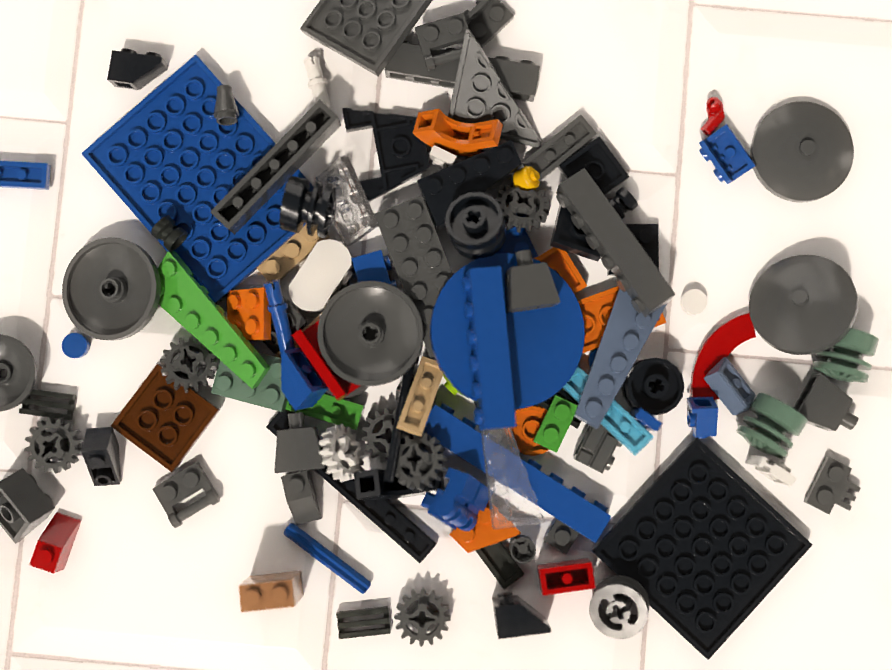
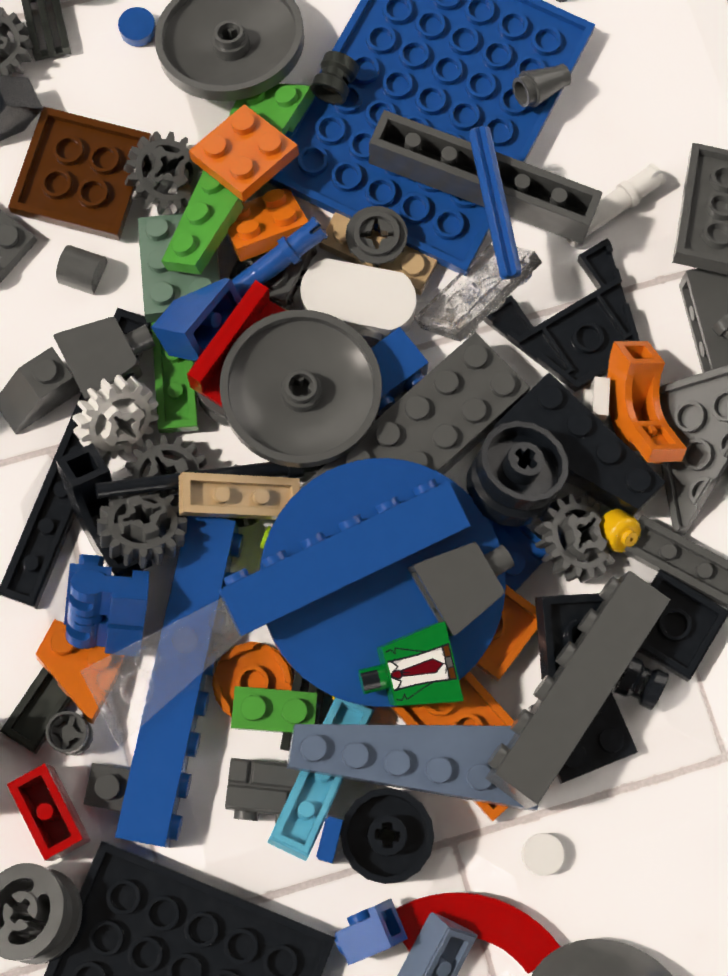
camera: 65 degrees right, 10 degrees down
(200, 310) = (244, 152): none -> orange plate
(230, 440) = (80, 269): none -> dark grey brick
(274, 254) = (388, 223): none -> dark grey gear
(301, 168) = (495, 202): none -> blue axle
(307, 207) = (445, 236): black wheel -> none
(568, 332) = (415, 669): none -> torso

